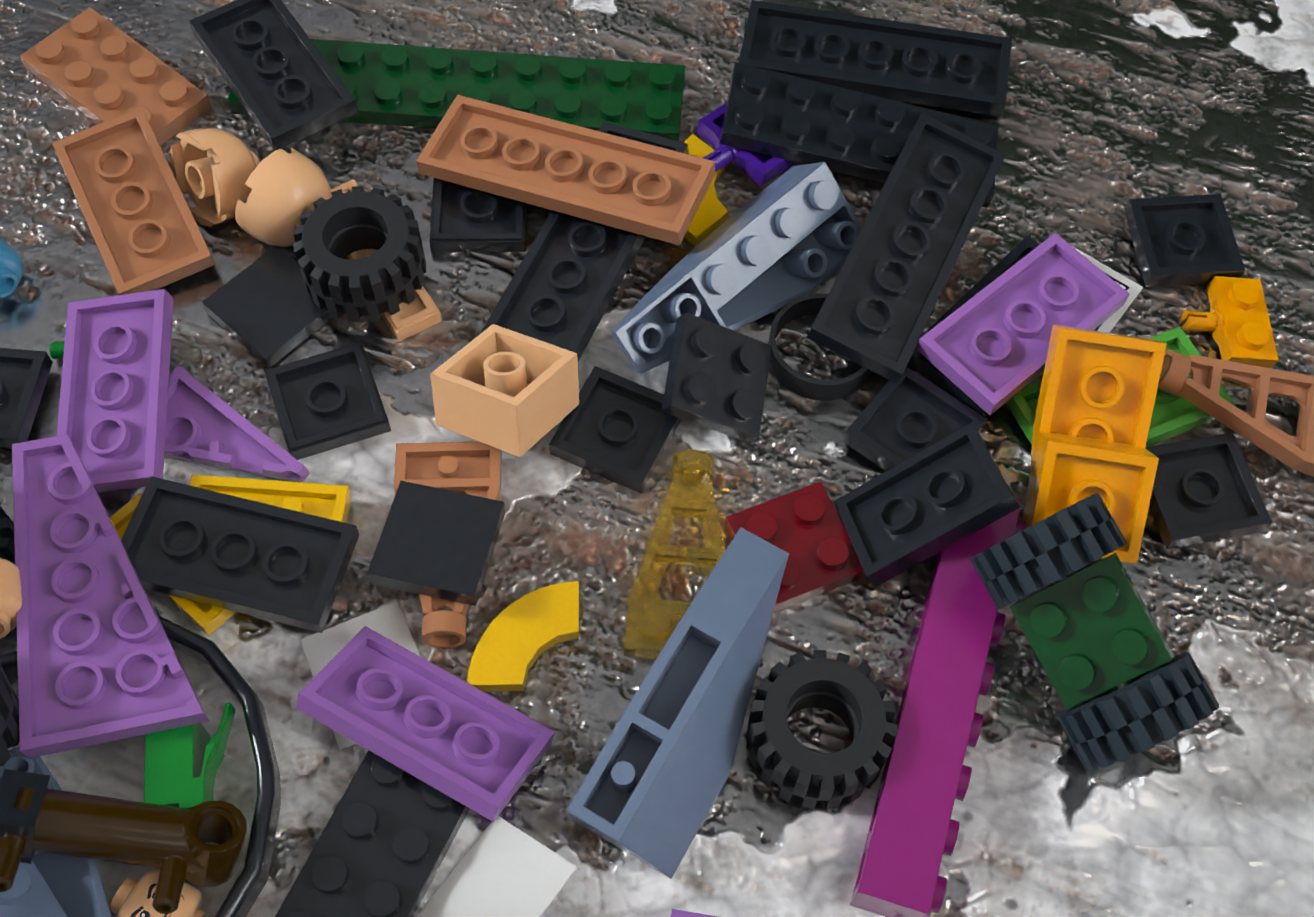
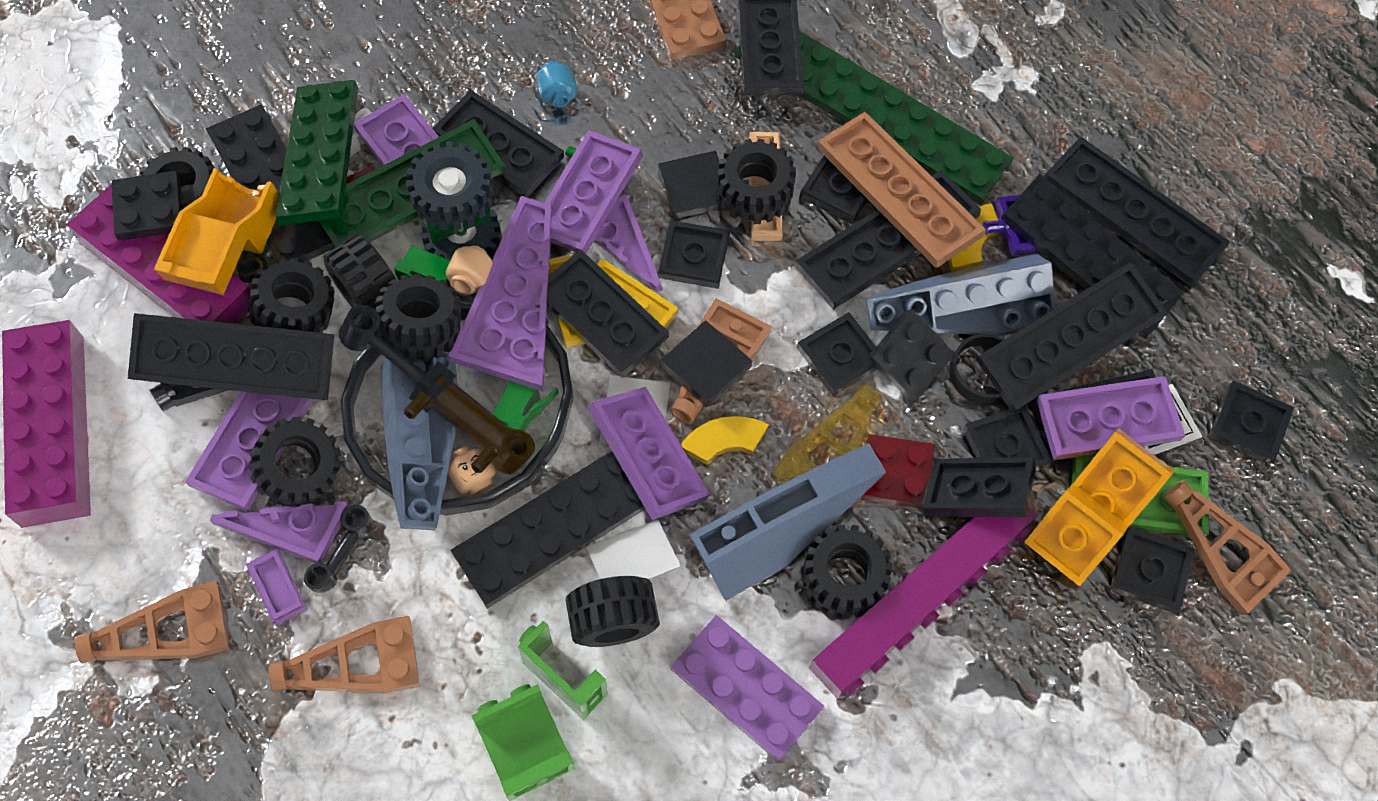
camera: 30 degrees right, 5 degrees up
(133, 204) = (651, 87): nougat plate -> none
(213, 171) = (705, 92): light nougat cylinder -> none
(280, 194) = (732, 124): light nougat cylinder -> none
(505, 389) = (789, 300): light nougat brick -> none
(1095, 635) = (1021, 602): plate -> none
(1236, 321) = (1249, 489): light orange plate -> none

